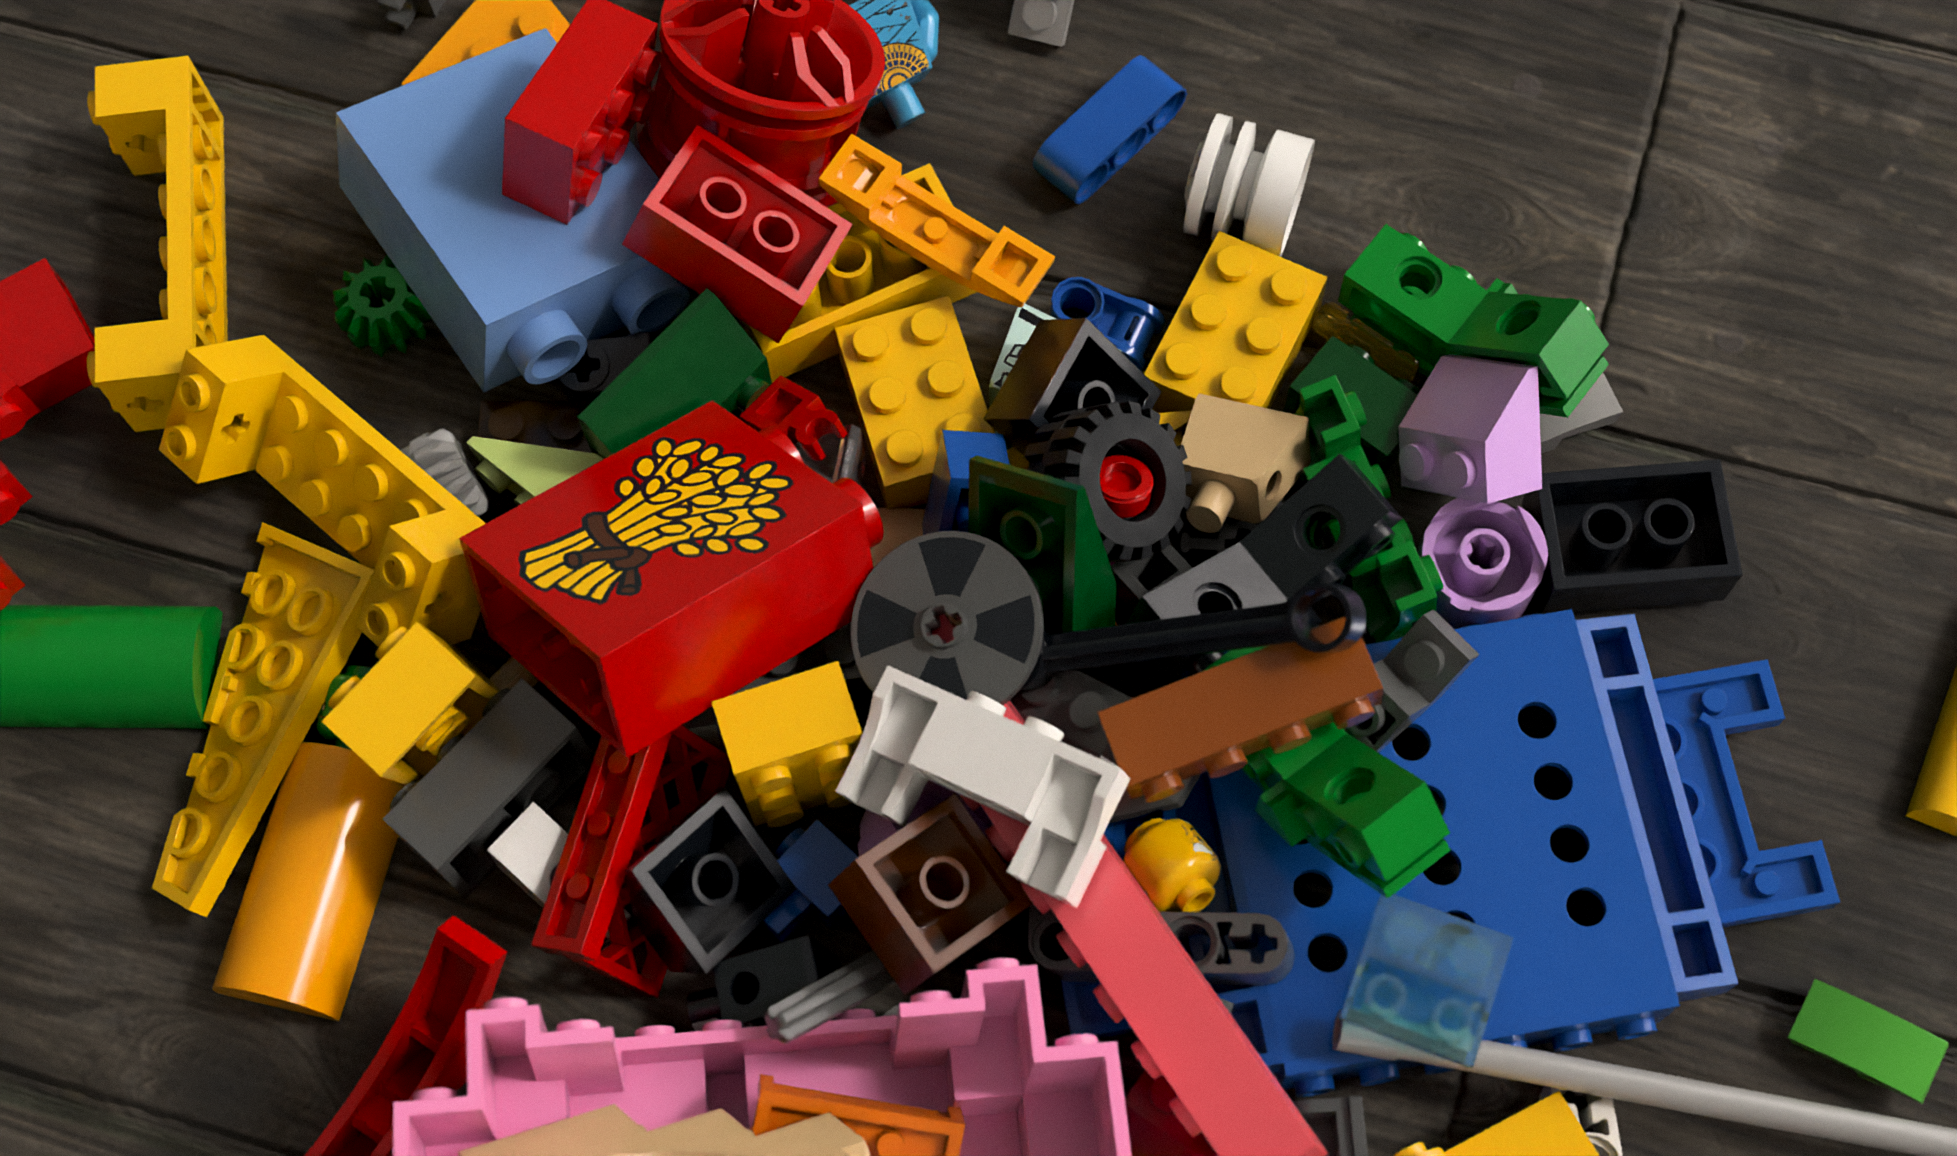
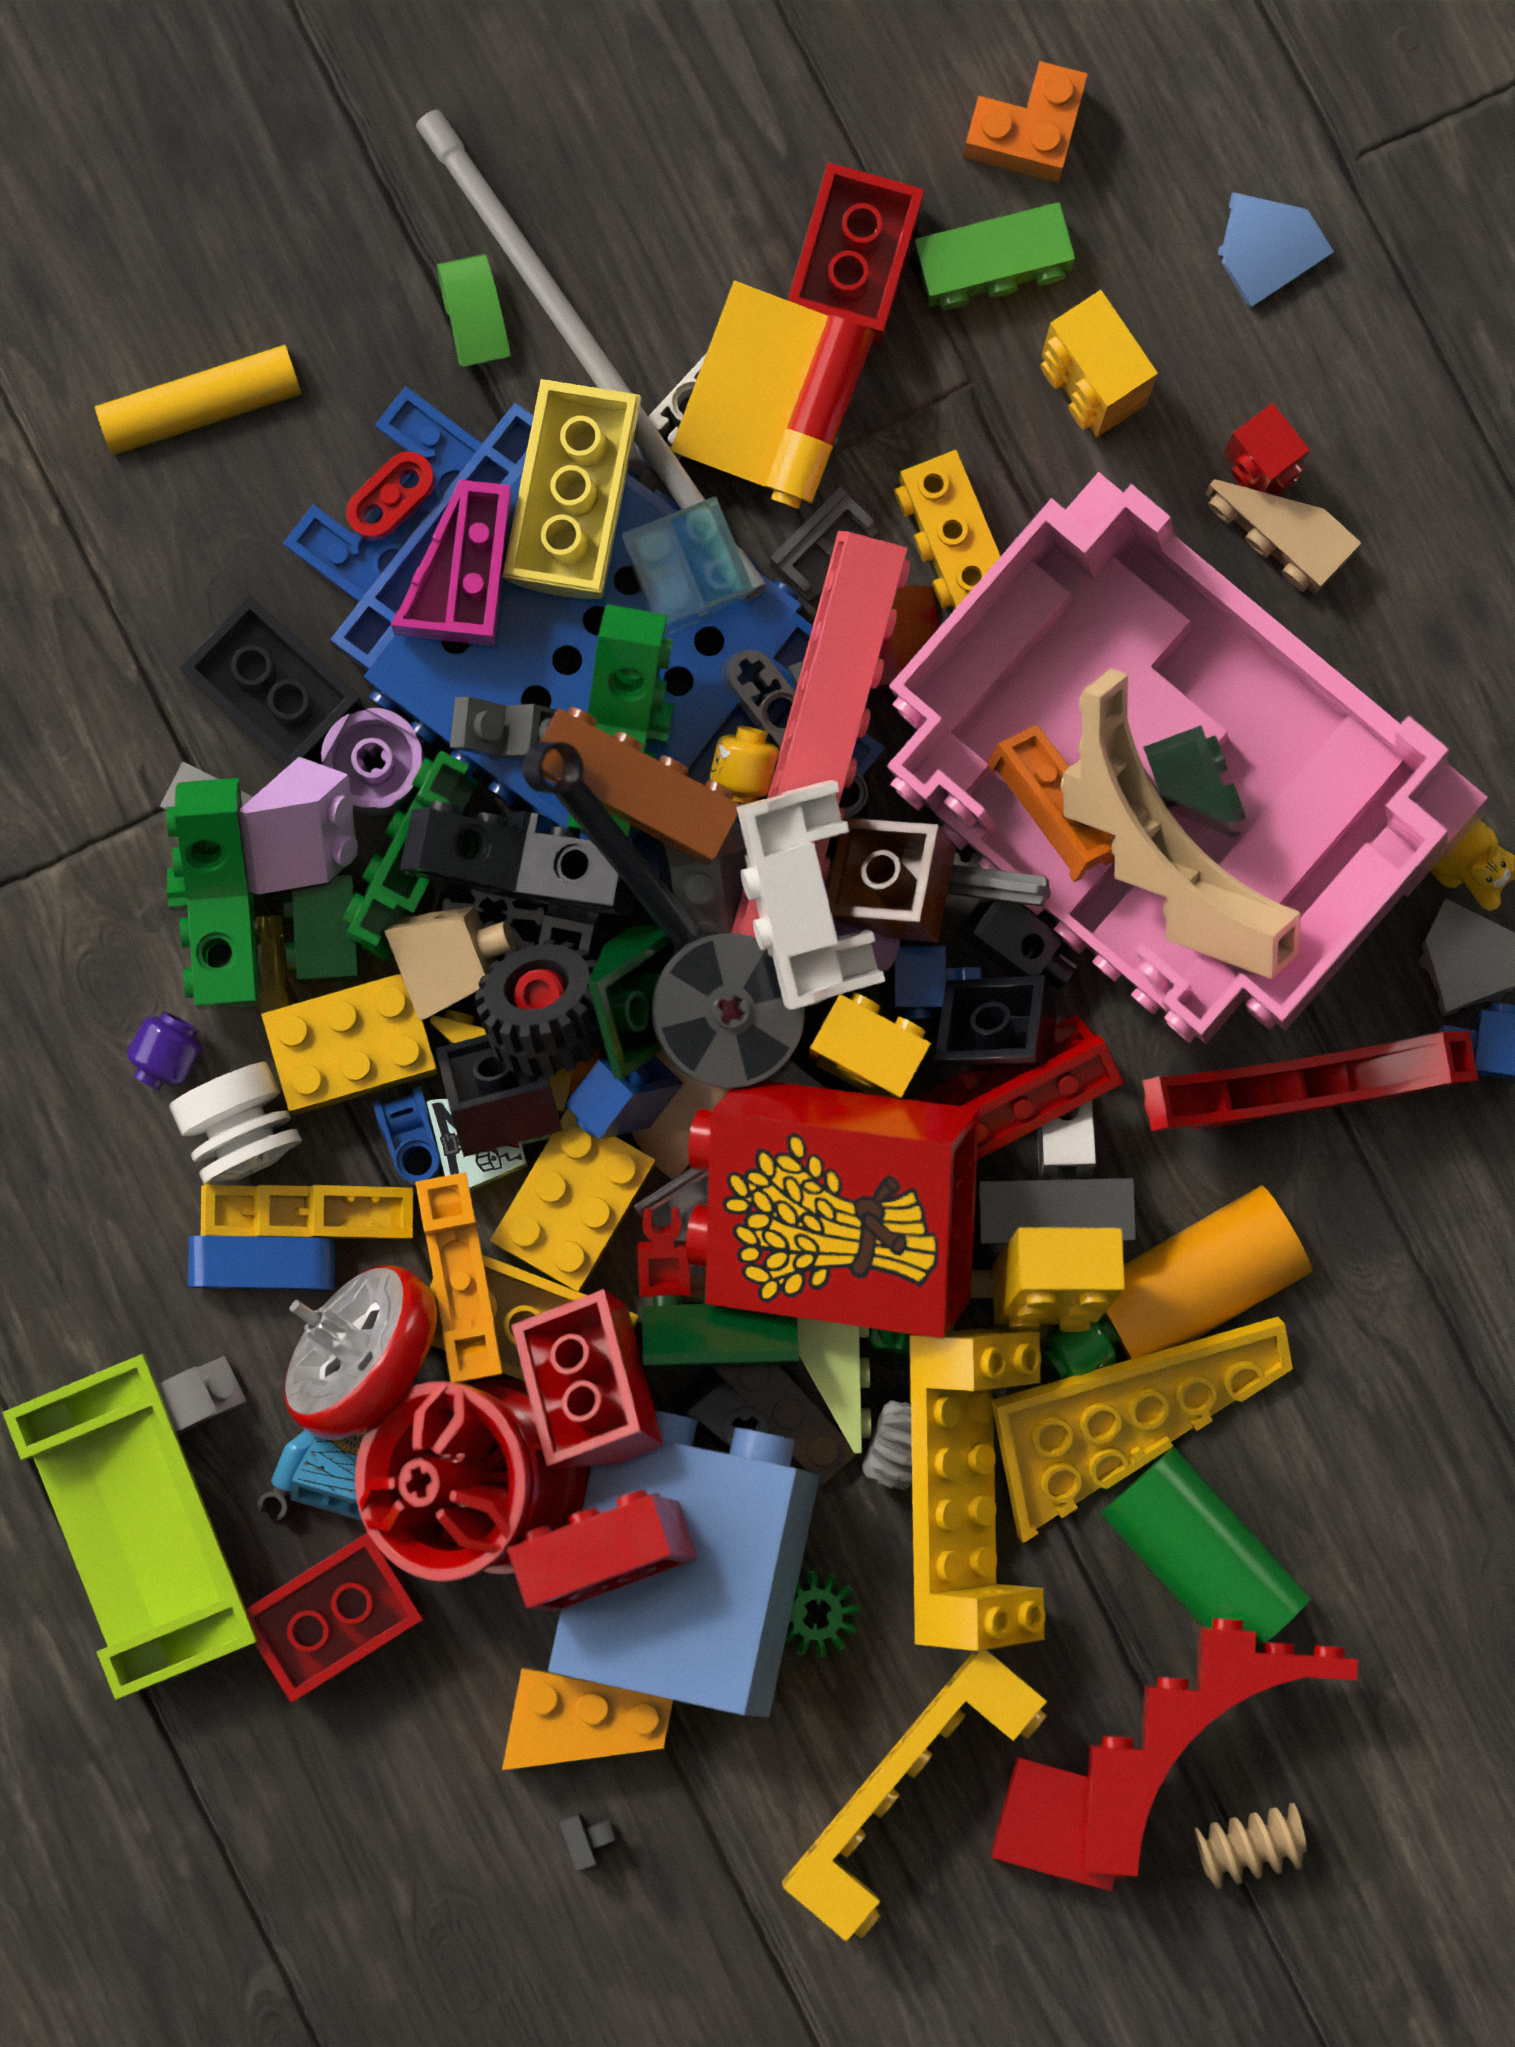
camera: 140 degrees left, 15 degrees up
(953, 108) = (359, 1352): none -> wheel
(1123, 195) = (307, 1211): none -> yellow slope
(1366, 194) = (164, 1050): none -> dark purple head
(1604, 767) = (461, 578): none -> dark pink wedge
(1604, 939) = (571, 490): none -> light yellow brick
(1737, 786) = (386, 493): none -> red plate

